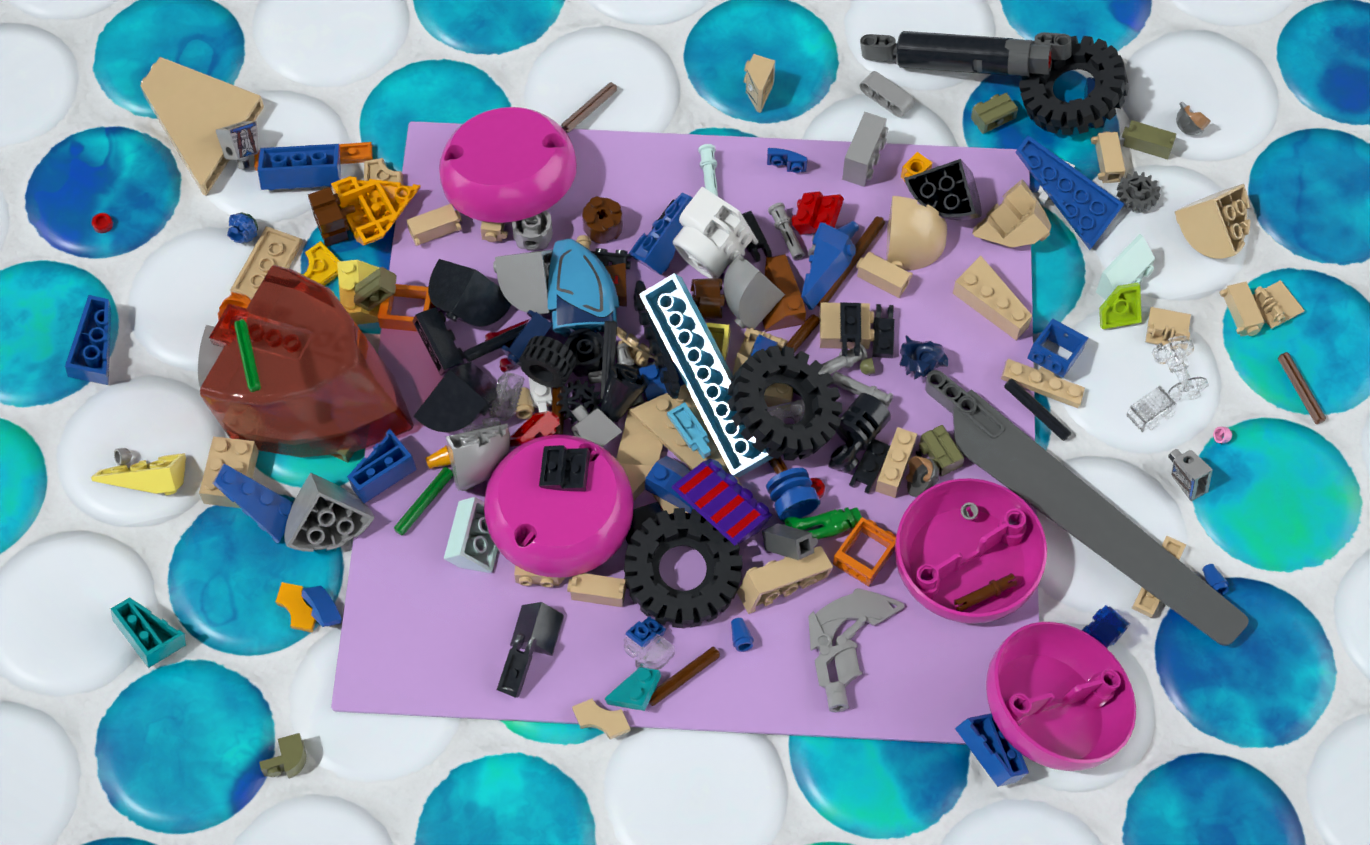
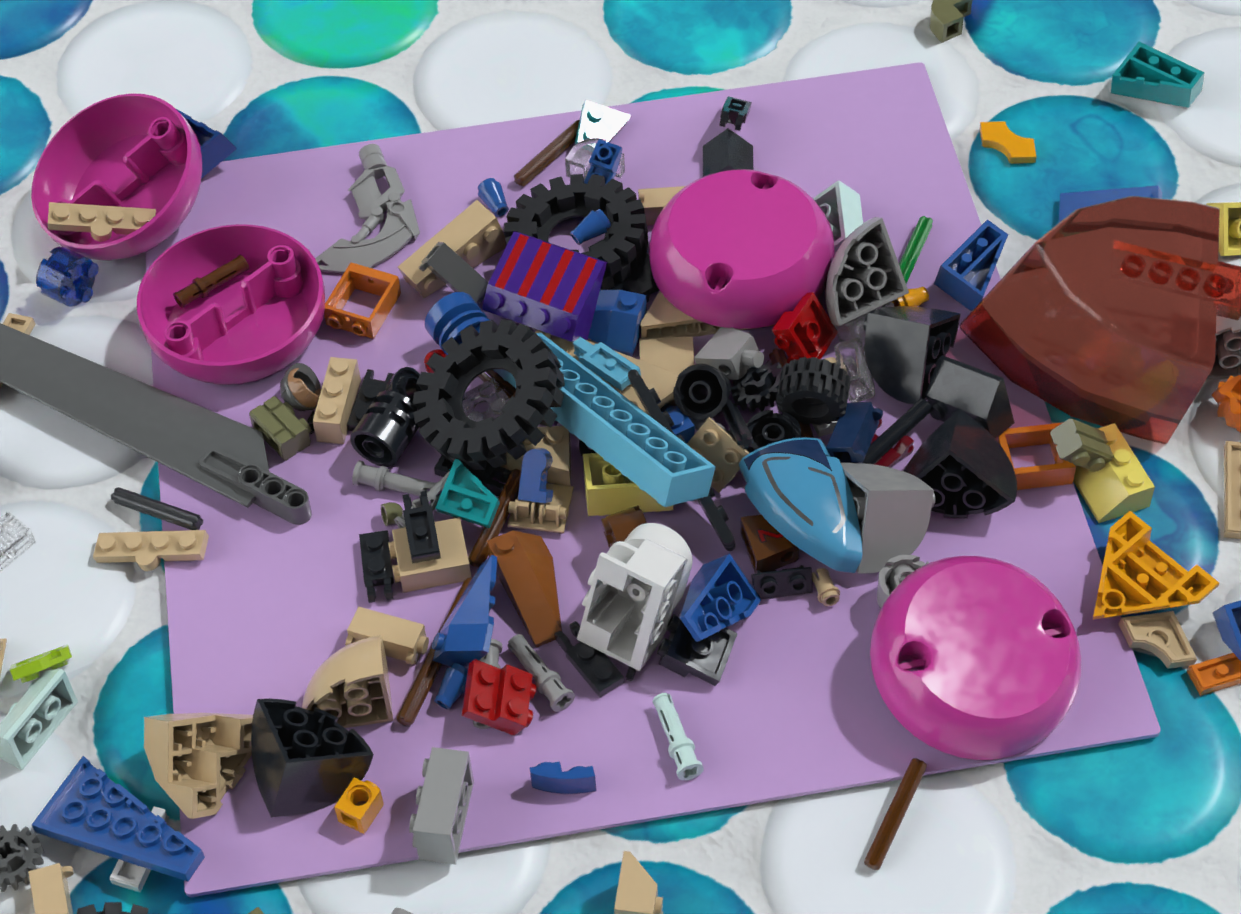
camera: 170 degrees right, 10 degrees down
(247, 355) = (1180, 238): green axle -> none
(322, 264) = (1178, 506): yellow tile -> none
(324, 609) = (979, 140): blue slope -> none
(325, 516) = (1022, 209): light grey brick -> none
(330, 216) = (1199, 542): reddish brown brick -> none
(434, 224) = (1058, 564): tan brick -> none
(564, 468) = (741, 244): black slope -> none
(602, 219) = (811, 624): reddish brown brick -> none
(610, 722) = (638, 103): tan tile -> none
(672, 542) = (592, 225): none -> blue cone
(749, 293) = (568, 542): light grey brick -> none
(813, 345) = (467, 497): none -> teal wing
(834, 522) = (410, 321): green piece -> none
(922, 357) = (317, 522): dark blue hair -> none
(965, 514) = (236, 354): light grey hinge -> none
(992, 298) = (228, 631): tan wedge -> none
(1055, 332) = (108, 579): blue window -> none
(1074, 659) = (97, 219): none -> tan hinge

